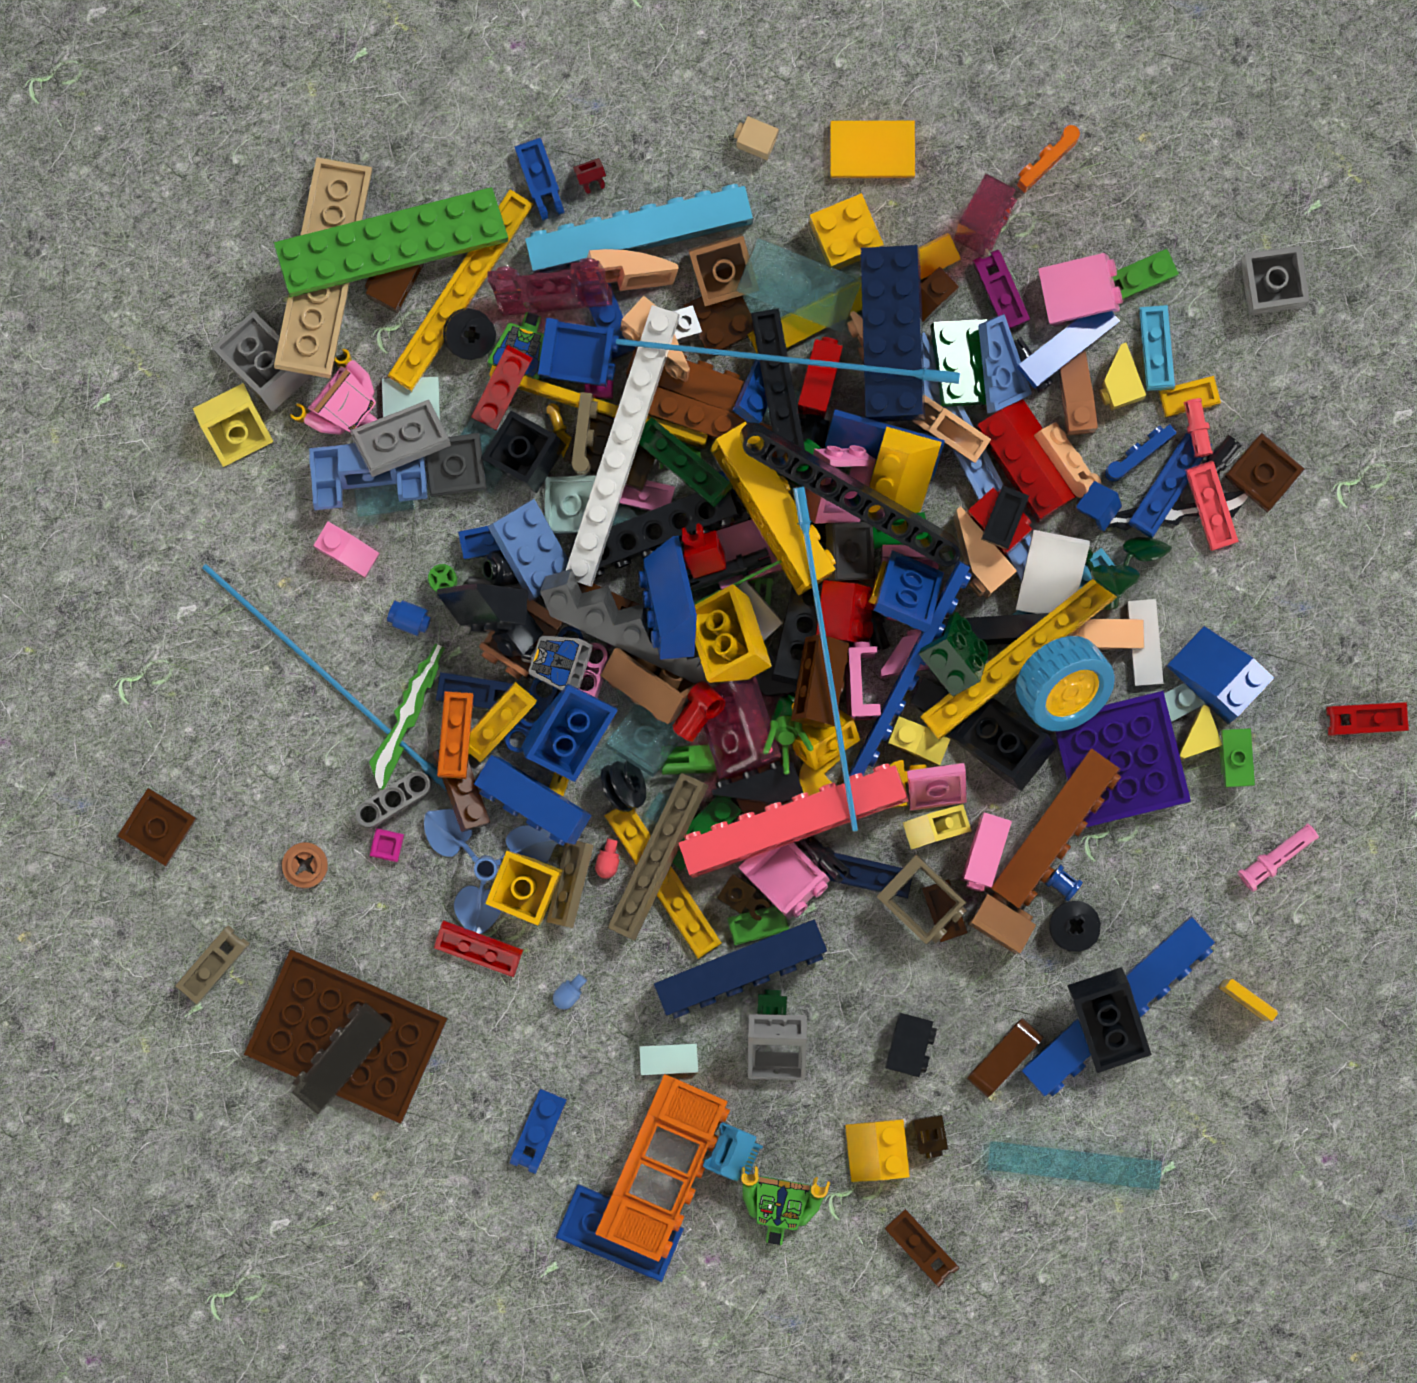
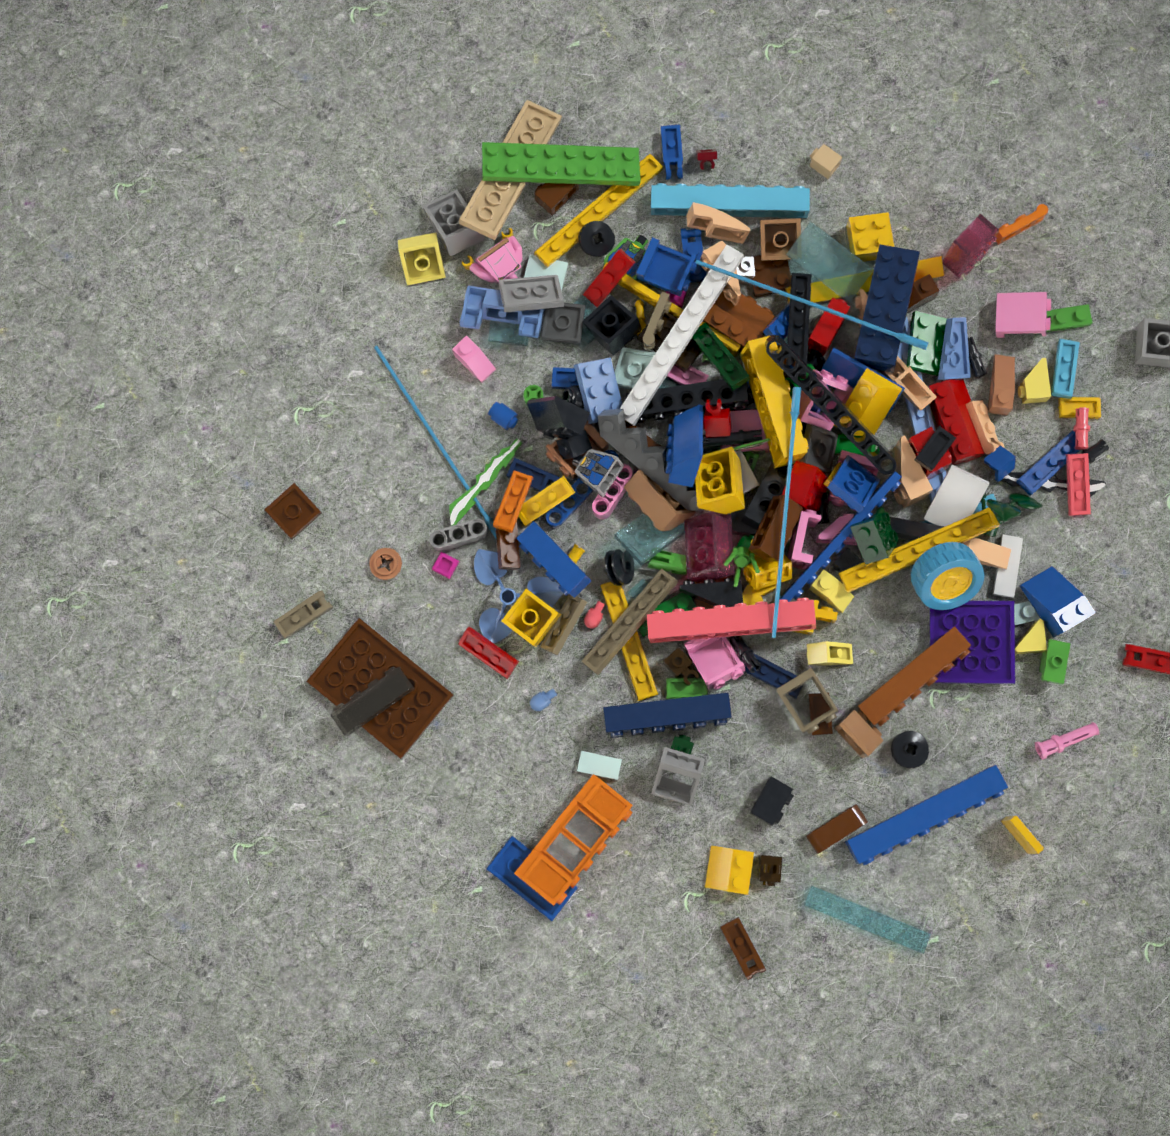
camera: 20 degrees right, 5 degrees down
(538, 1130) = (495, 790): blue plate -> none
(544, 292) = (660, 224): clear pink bracket -> none
(568, 732) = (591, 518): blue slope -> none
(703, 705) = (690, 524): red piece -> none
(732, 1152) = (627, 843): dark azure piece -> none
(780, 1203) = (651, 888): torso -> none
(872, 149) = (902, 189): yellow tile -> none
(937, 786) = (837, 625): bright pink tile -> none
(985, 852) = (860, 679): bright pink window -> none
(1001, 289) = (967, 302): magenta plate -> none
(1004, 742) = (892, 608): black slope -> none
(1064, 883) = (909, 717): blue bush -> none
(1066, 346) = (1003, 350): tile -> none
(1109, 1019) = (920, 821): black slope -> none
(1139, 453) = (1035, 436): blue plate -> none
(1264, 472) = (1120, 472): reddish brown tile -> none

